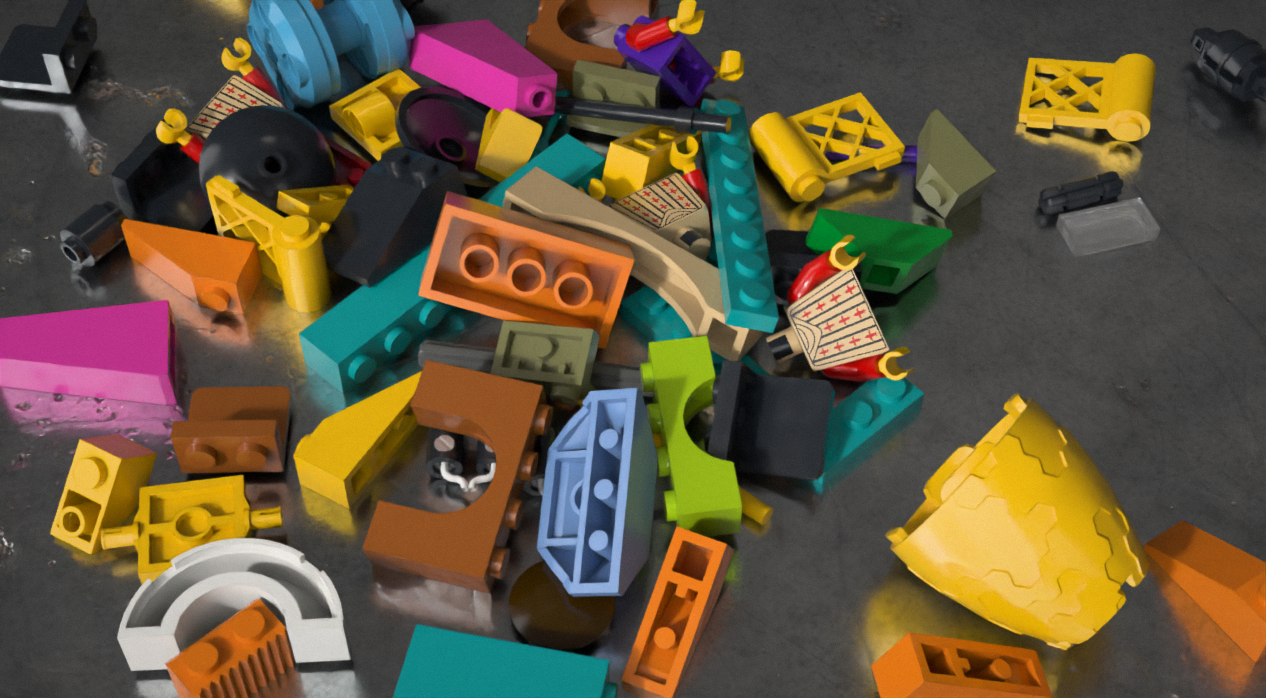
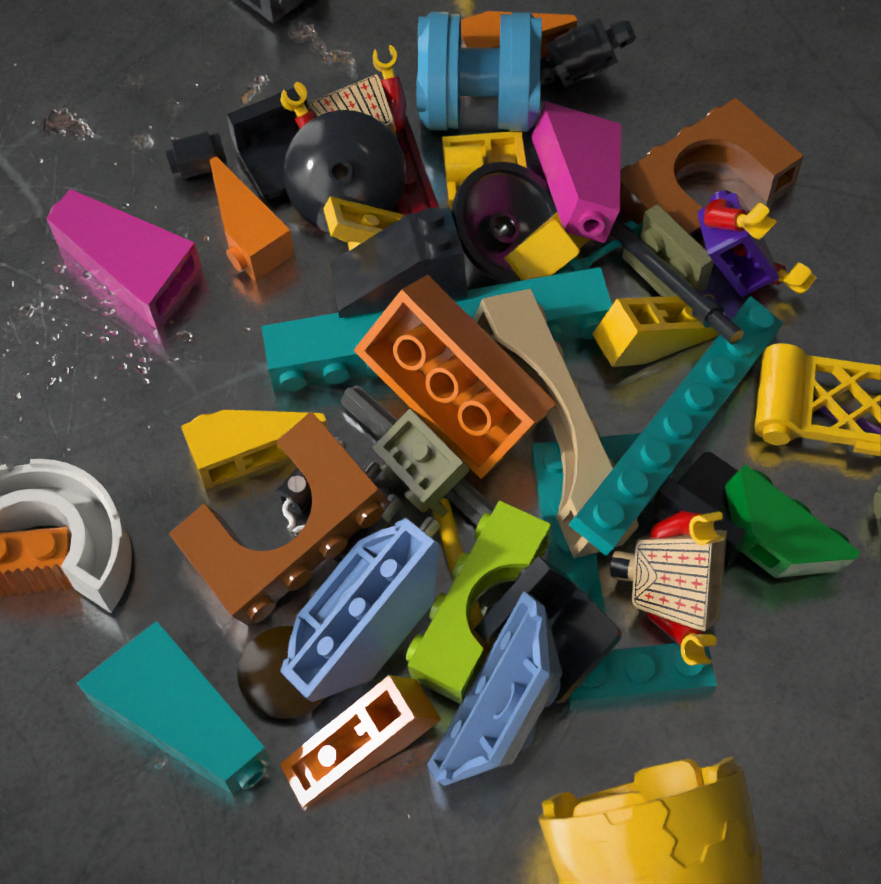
camera: 40 degrees right, 10 degrees up
(101, 489) = (49, 368): yellow slope -> none
(187, 516) = (86, 434): yellow plate -> none
(234, 430) = (169, 376): dark orange bracket -> none
(288, 251) = (303, 249): yellow piece -> none
(673, 206) = (623, 388): torso -> none
(779, 488) = (503, 699): none -> medium blue wedge

